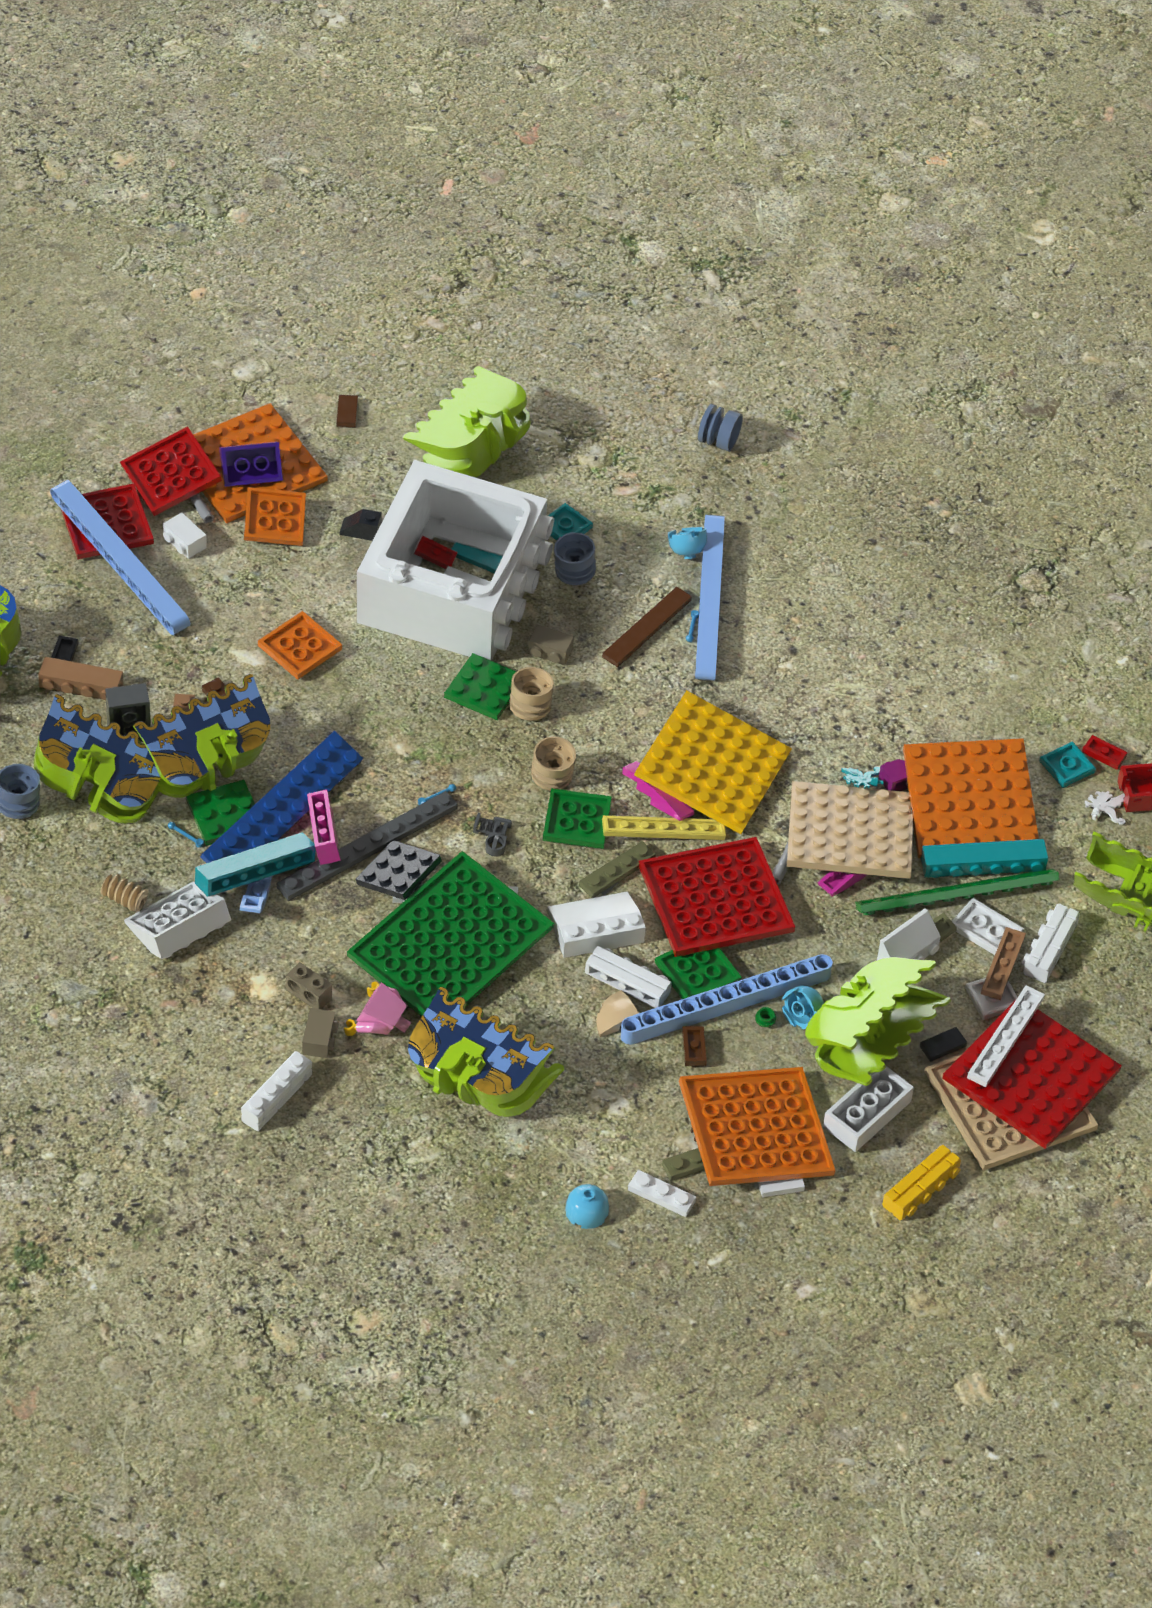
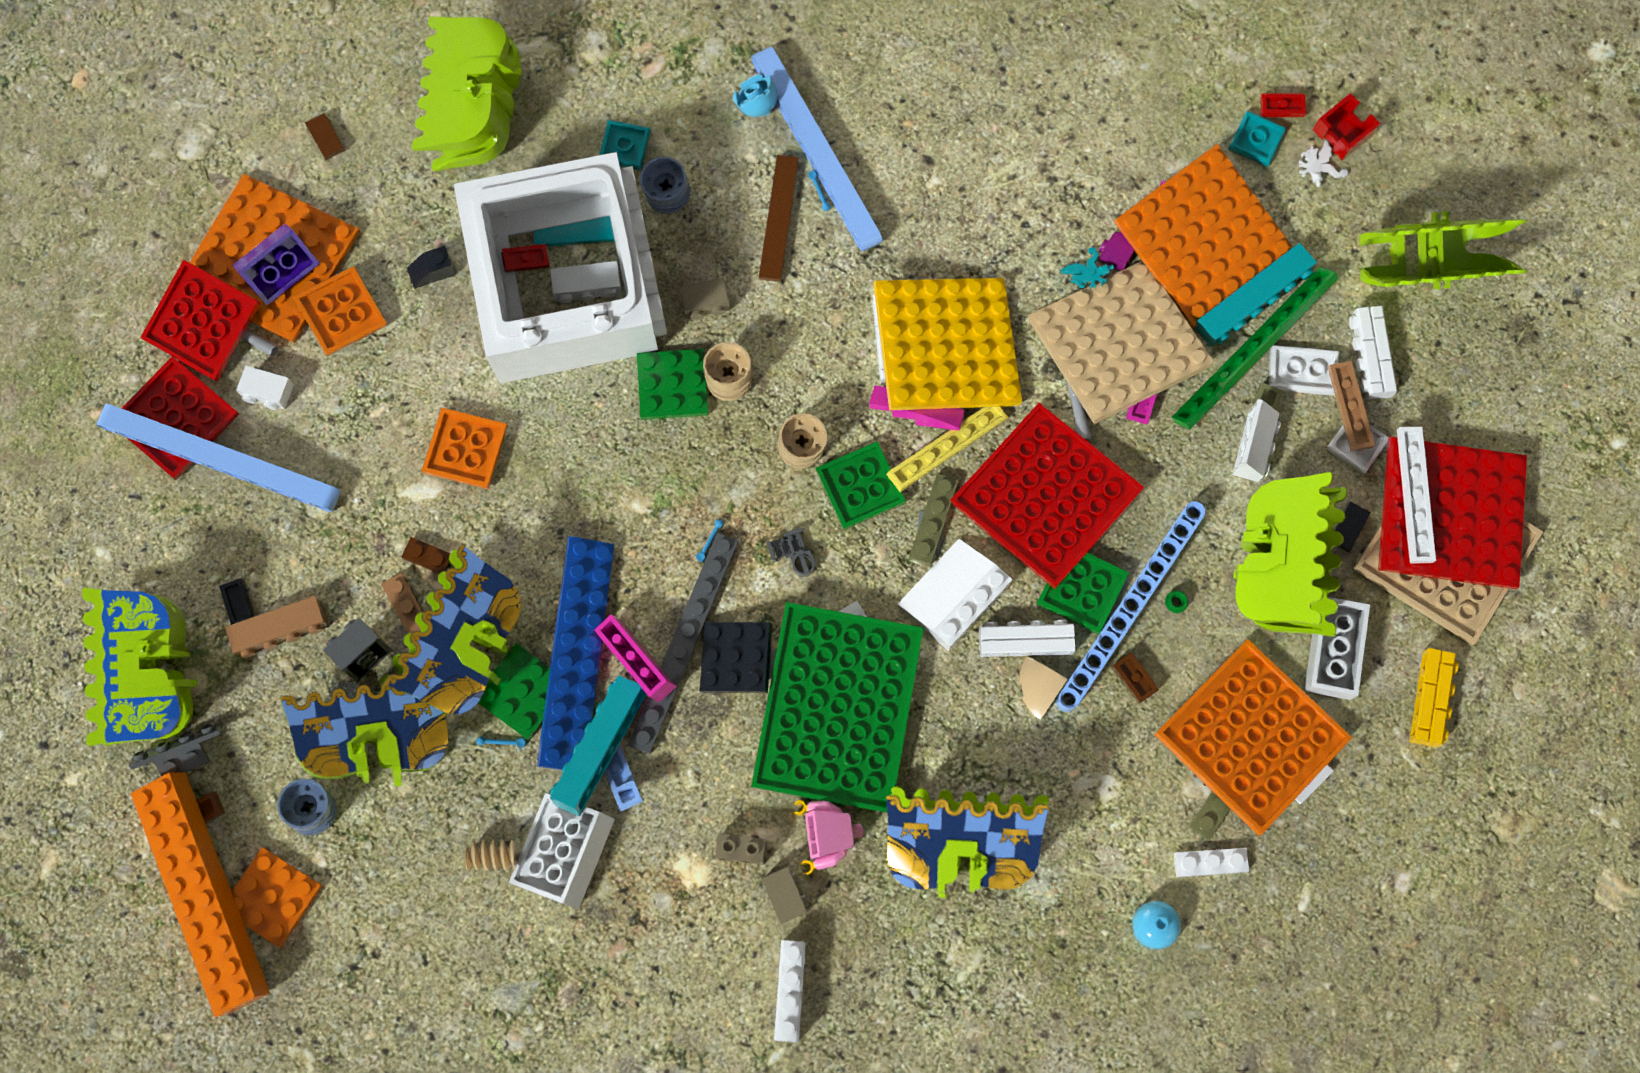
camera: 30 degrees left, 25 degrees up
(801, 1005) = (1207, 570): medium azure cylinder -> none

